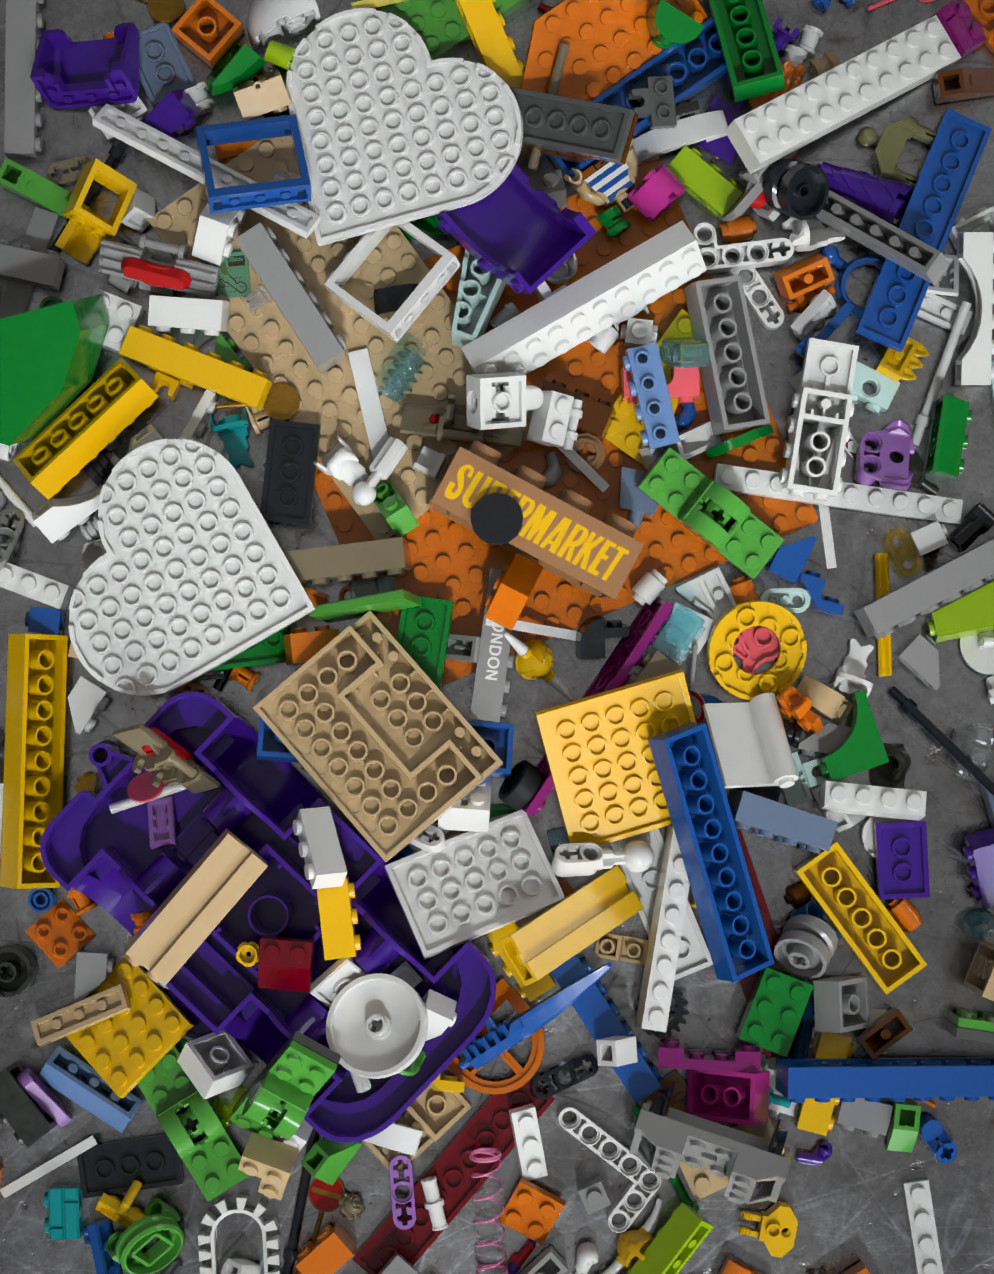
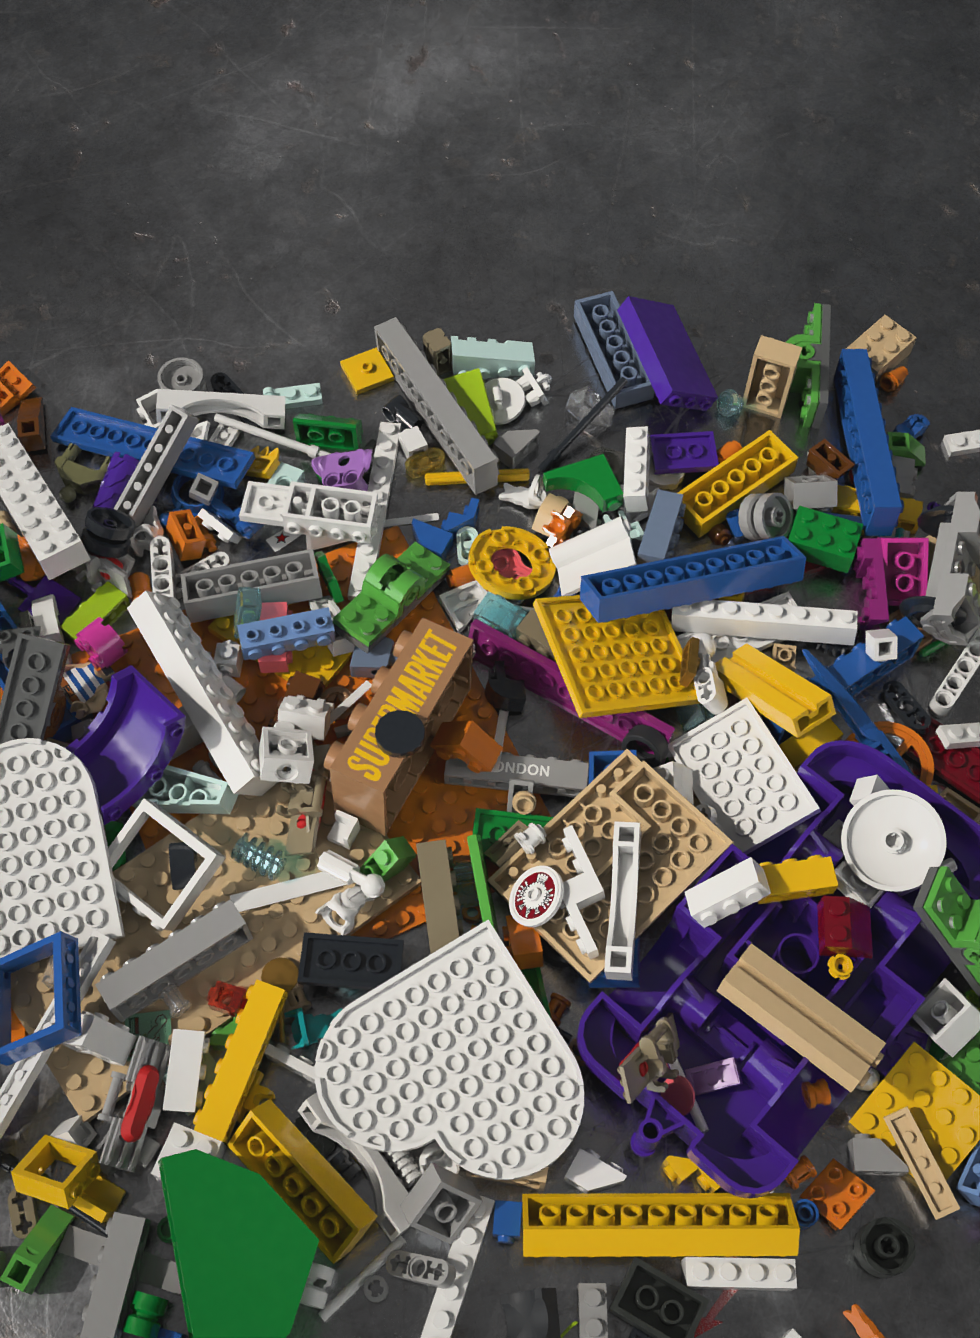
camera: 95 degrees left, 25 degrees down
(54, 558) = (441, 1203): none -> light grey brick
(251, 341) = (222, 991): none -> clear red brick
(324, 745) = (623, 907): none -> white arch
(337, 657) = (536, 896): none -> white shield
(339, 701) = (580, 892): none -> white bracket
(406, 656) = (531, 838): none -> white brick
(408, 634) = (506, 845): none -> dark tan plate
(453, 651) = (524, 802): none -> tan plate
(535, 662) = (531, 738): yellow helmet -> none
(612, 840) = (690, 661): none -> pearl gold plate
(853, 294) = (203, 489): none -> light grey brick

